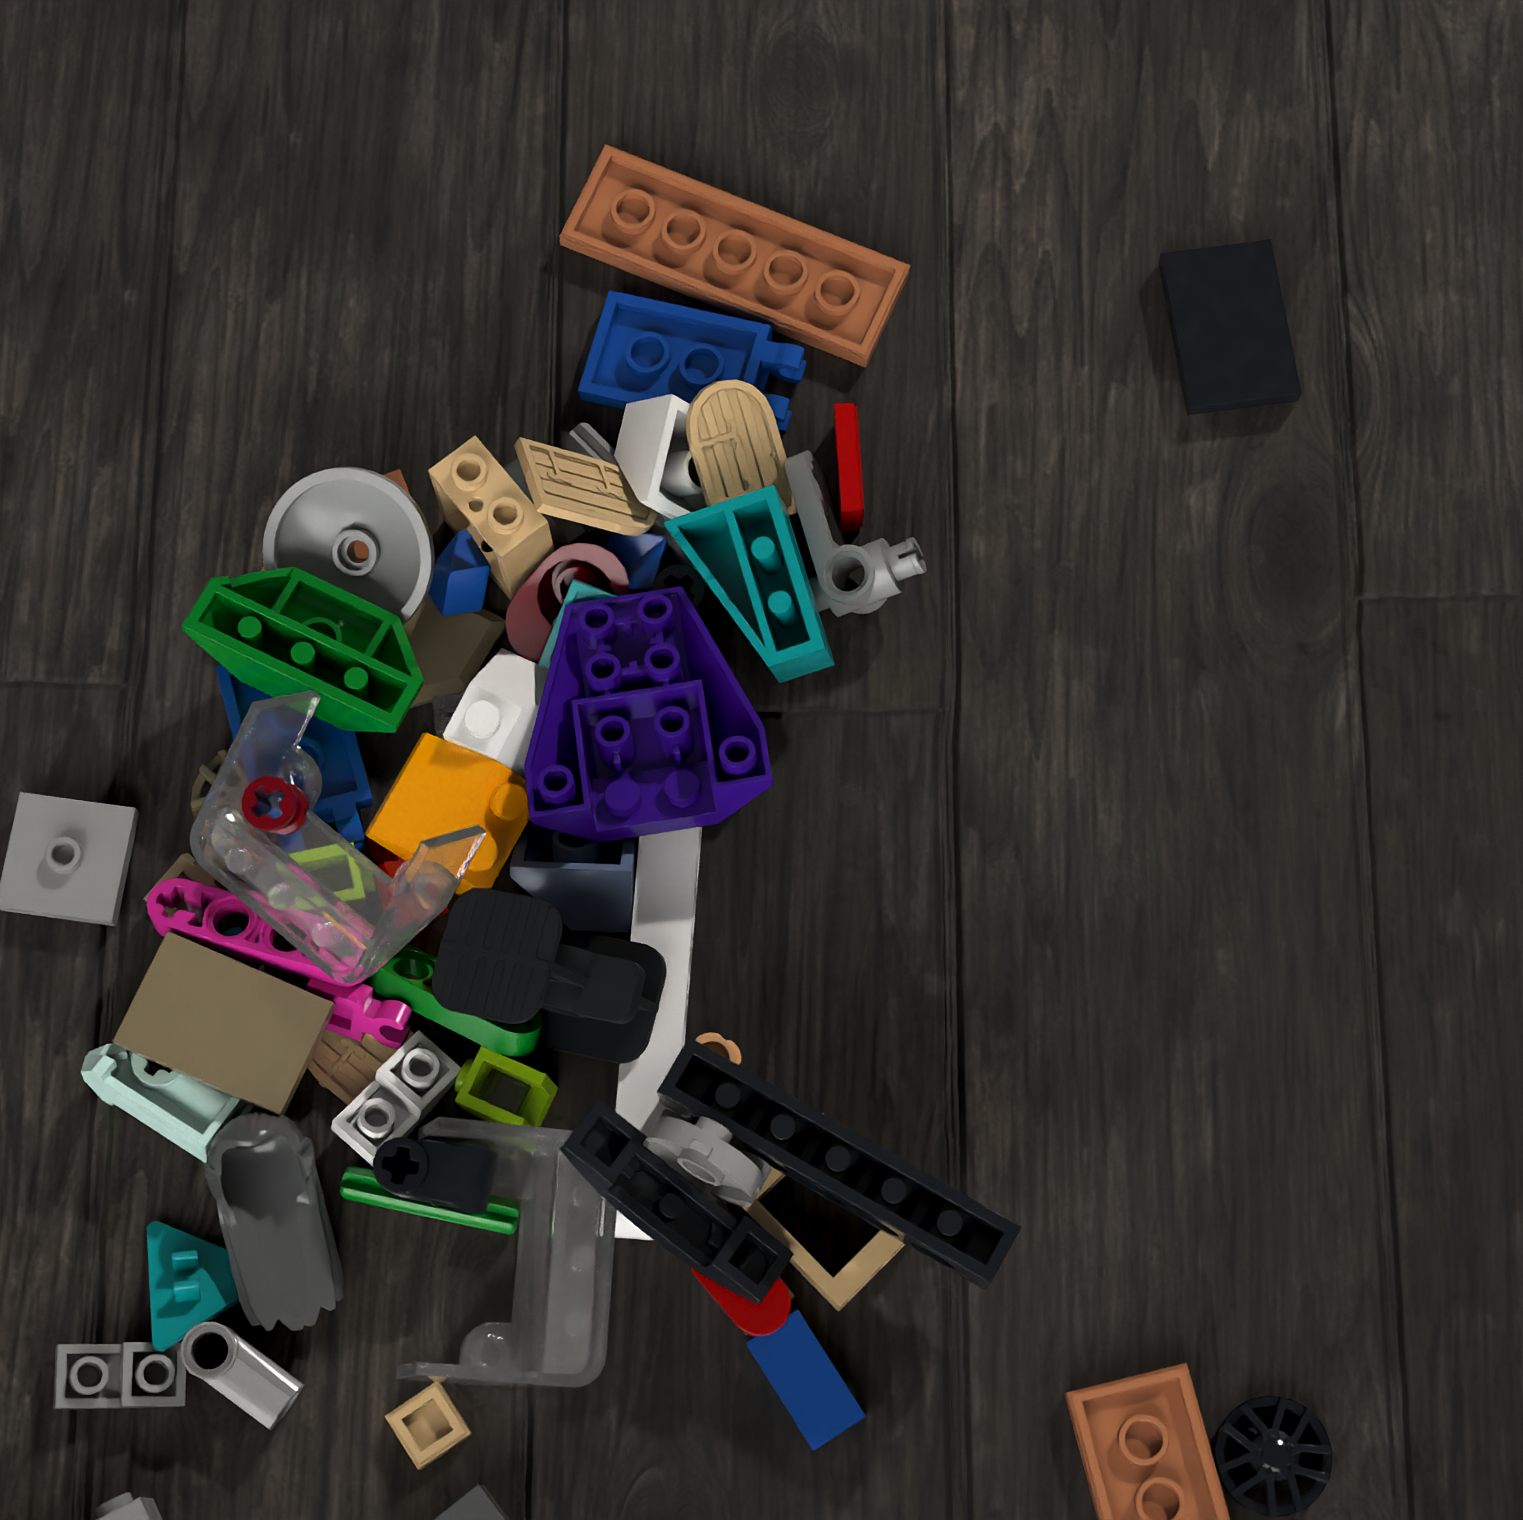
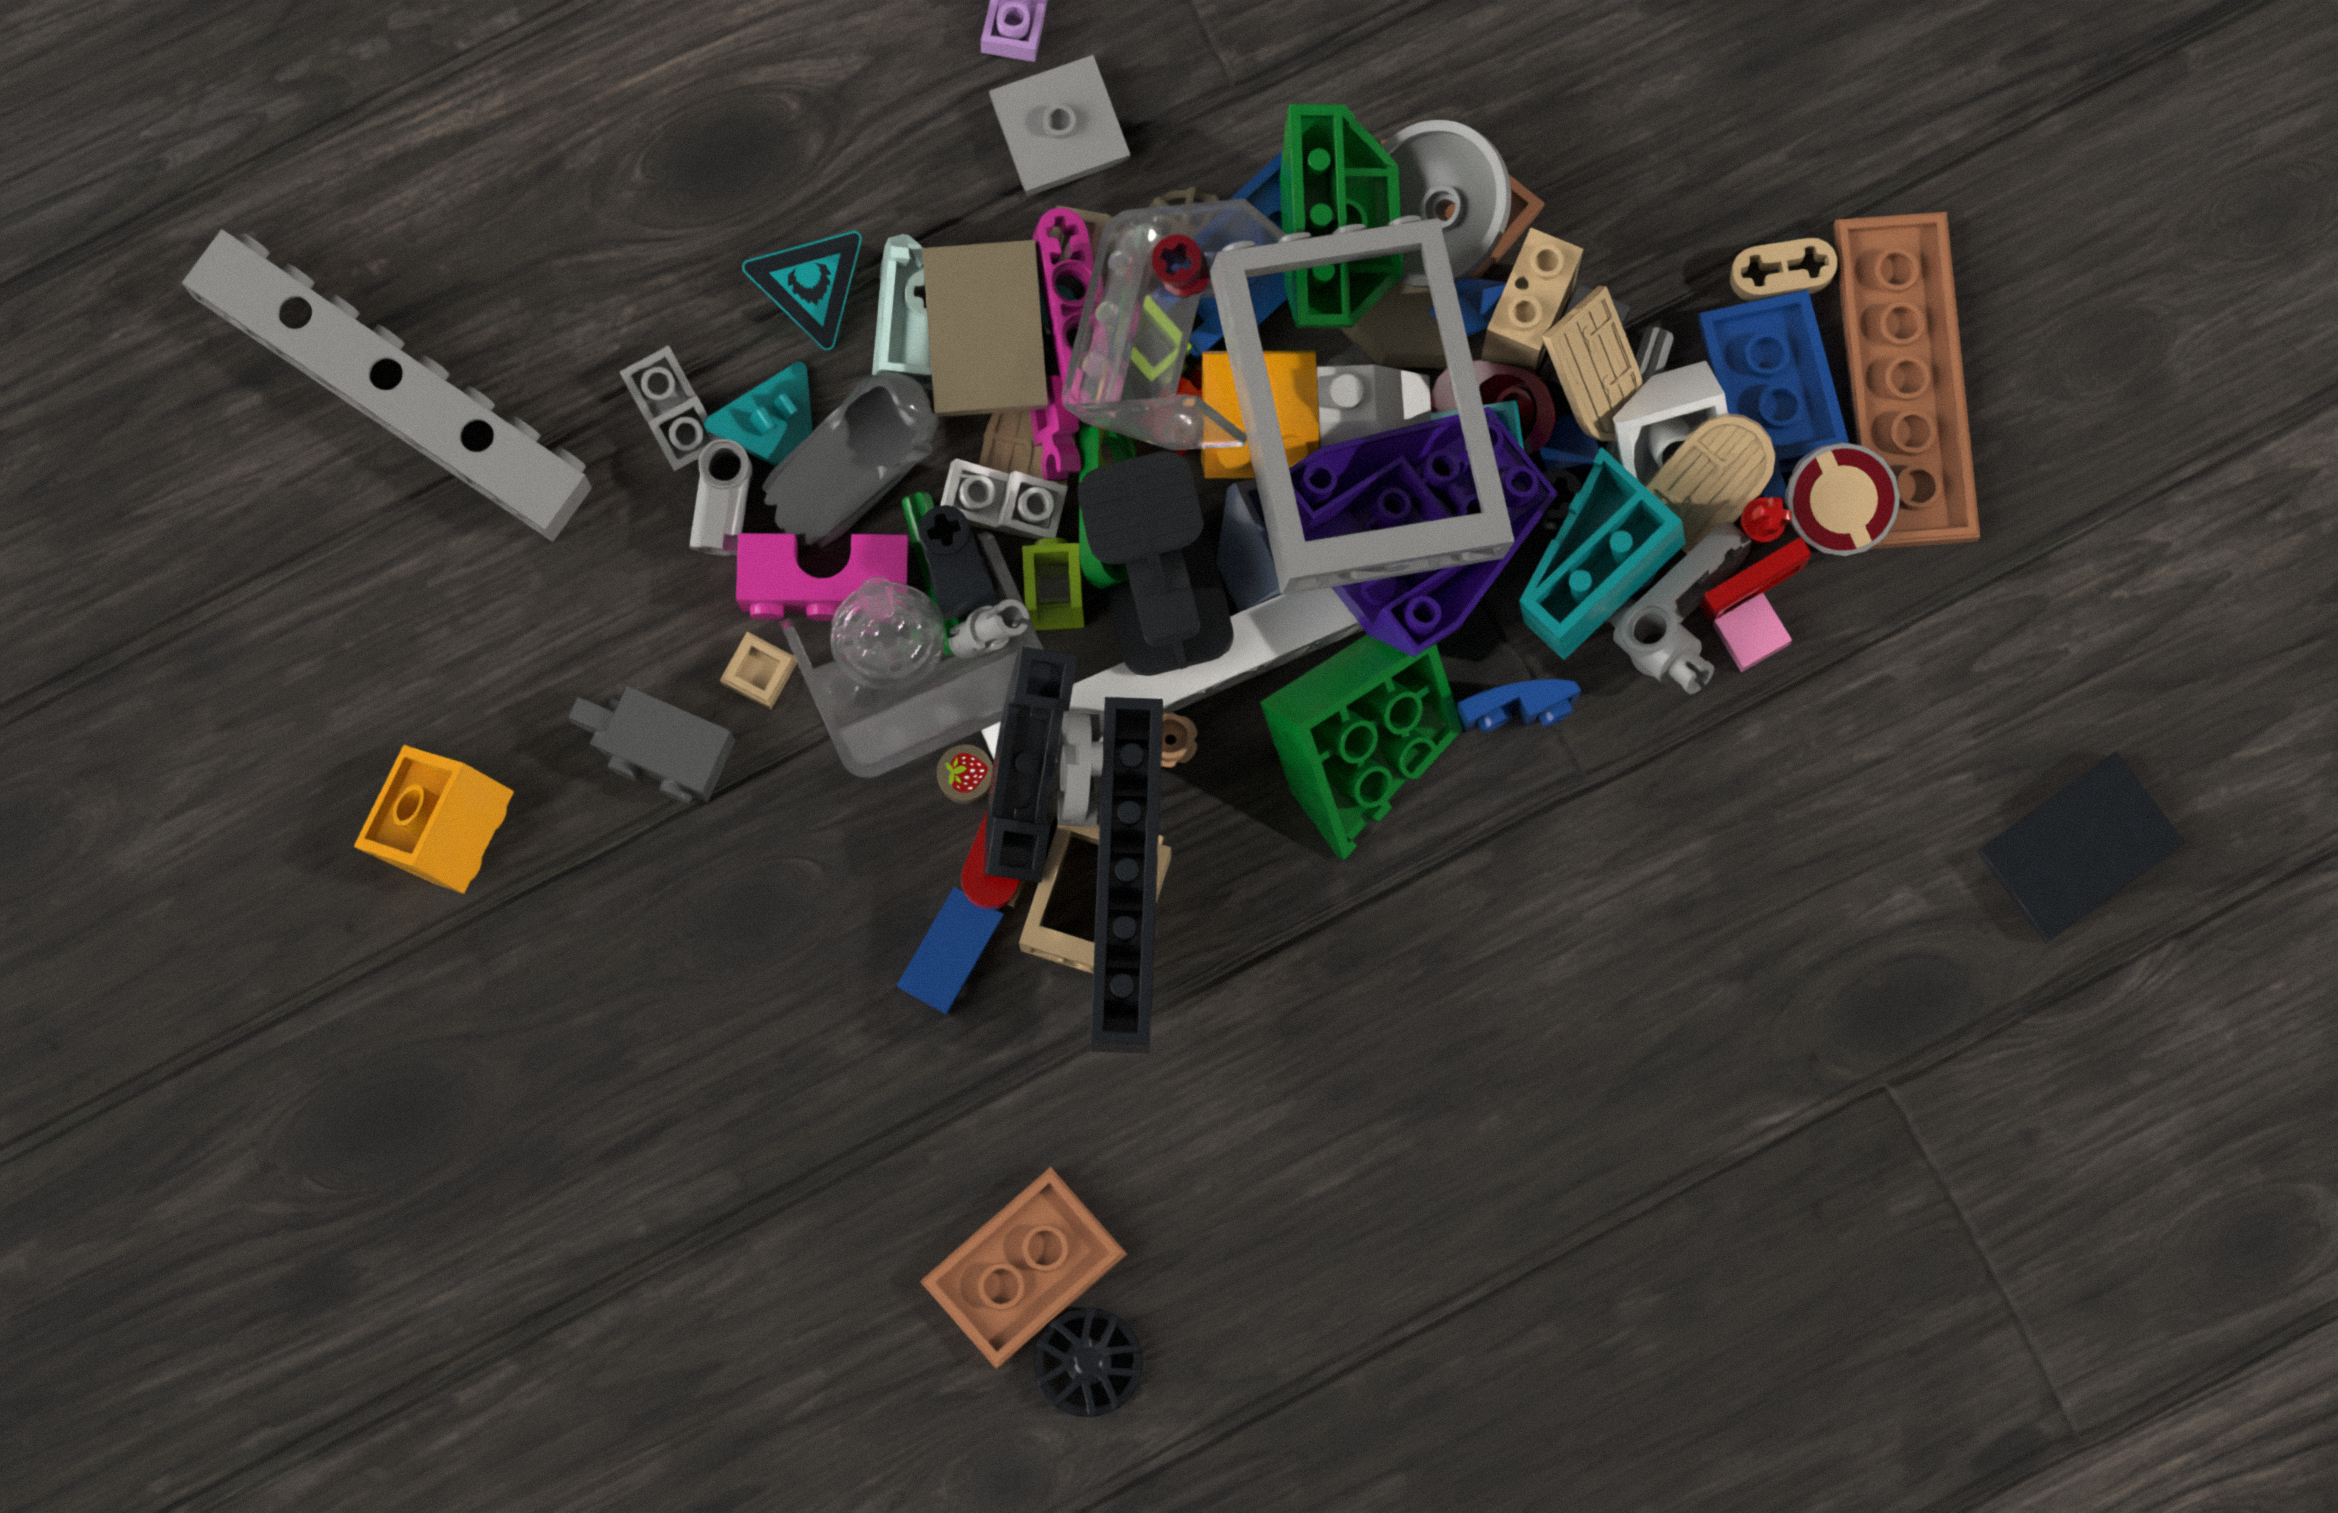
camera: 65 degrees right, 5 degrees up
(77, 1171) = (810, 282): none -> black piece
(353, 1361) = (775, 584): none -> dark pink arch
(469, 1277) = (887, 635): none -> clear tile
(521, 1173) = (988, 628): none -> light grey pin
(567, 298) = (1780, 257): none -> tan beam
(621, 840) = (1380, 552): none -> light grey window
(640, 1275) = (965, 774): none -> tile
(800, 884) = (1359, 732): none -> green wedge
(803, 423) = (1764, 519): none -> red axle
(818, 353) = (1842, 498): none -> tile
(853, 718) = (1535, 701): none -> blue slope
(891, 497) = (1752, 632): none -> bright pink tile

